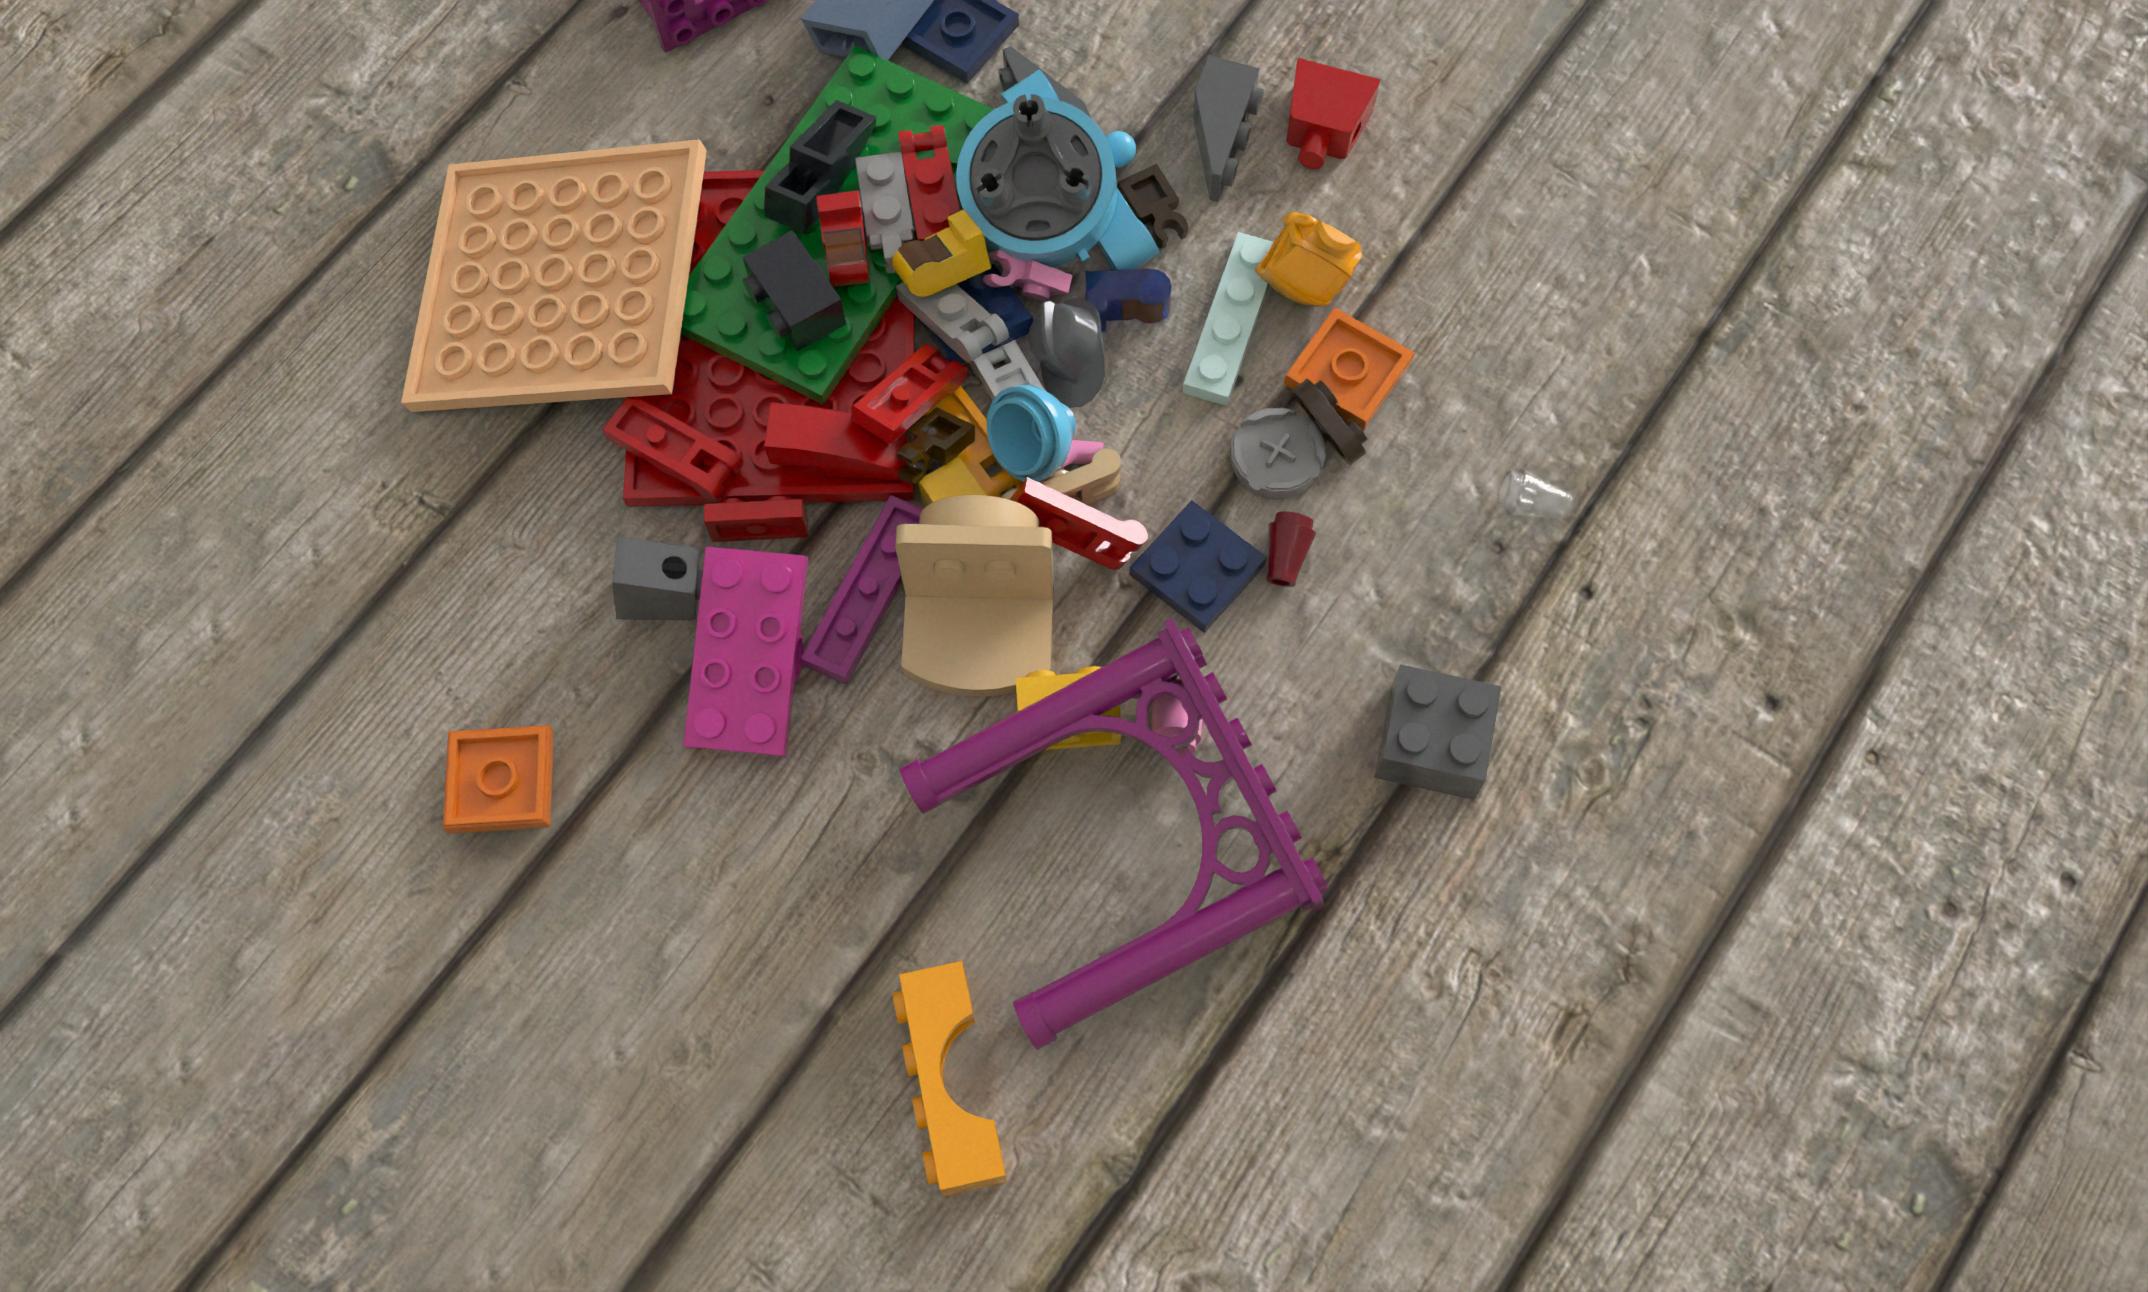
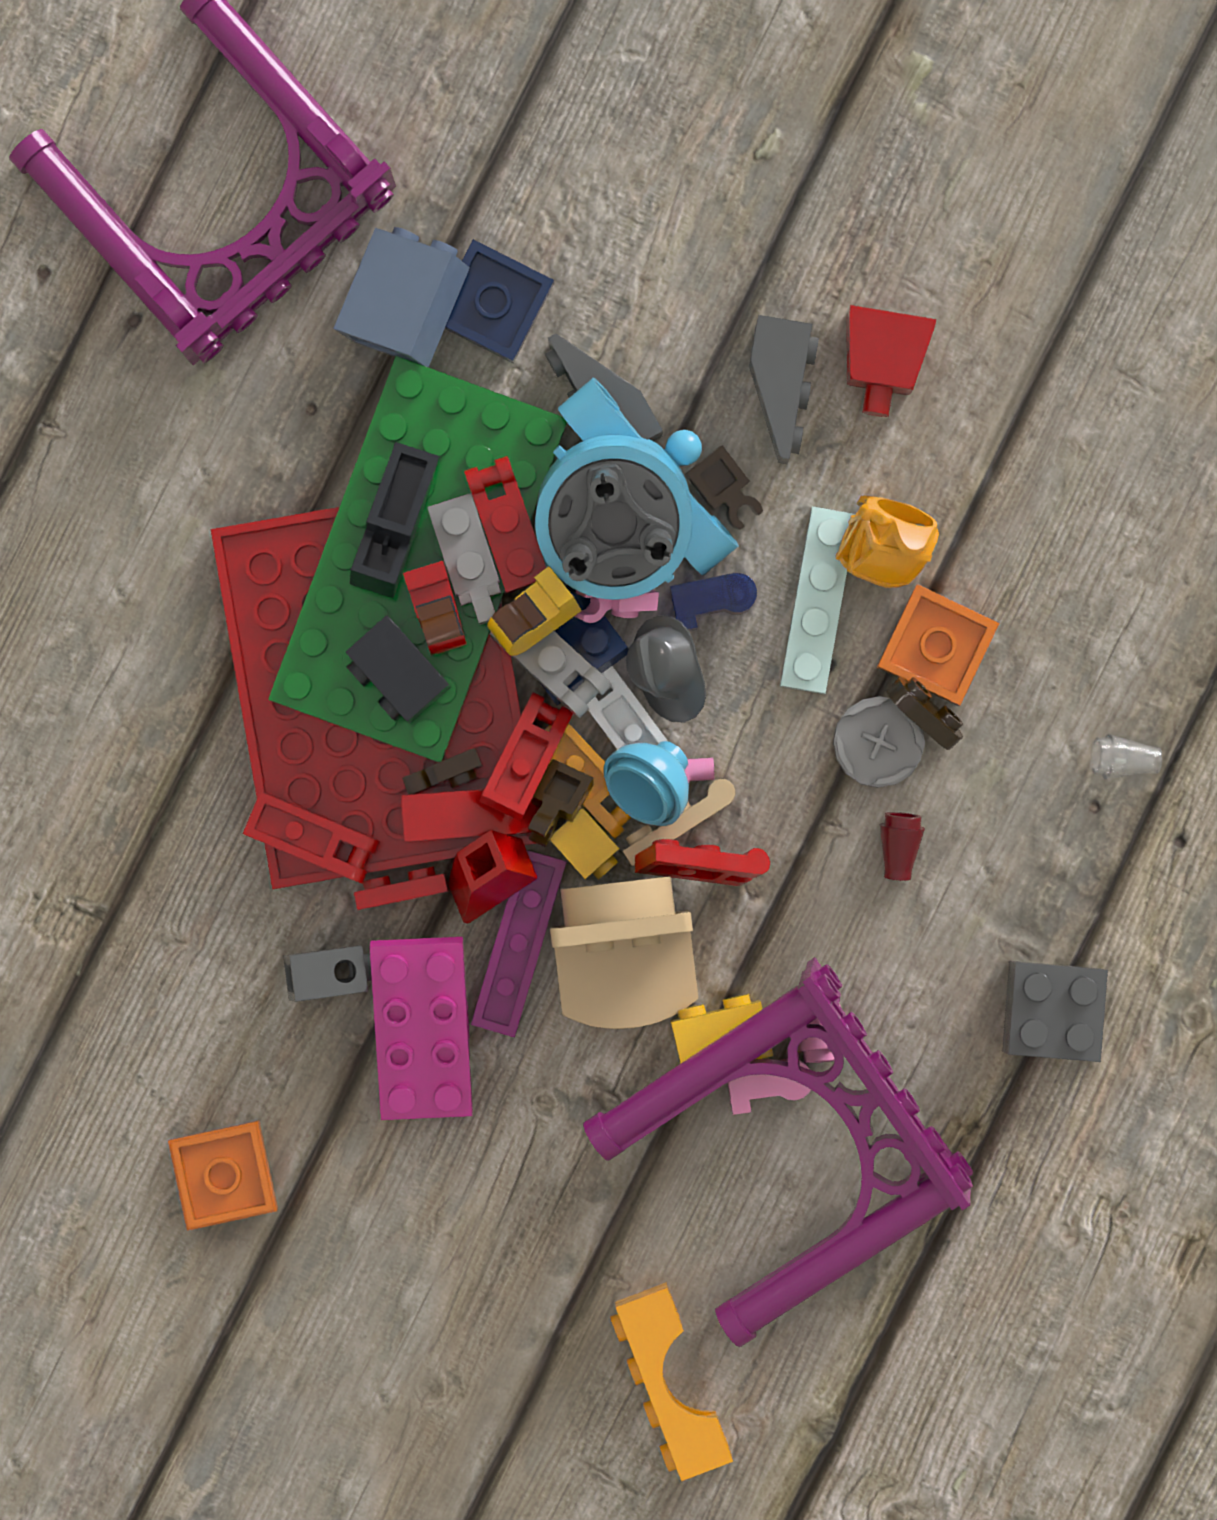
camera: 10 degrees left, 20 degrees up
(557, 278) = (156, 668): light nougat plate -> none
(830, 394) = (456, 770): none -> dark brown plate
(847, 503) = (489, 873): none -> red slope
(1111, 763) = (762, 1086): none -> bright pink leg
(1198, 566) = (819, 871): dark blue plate -> none

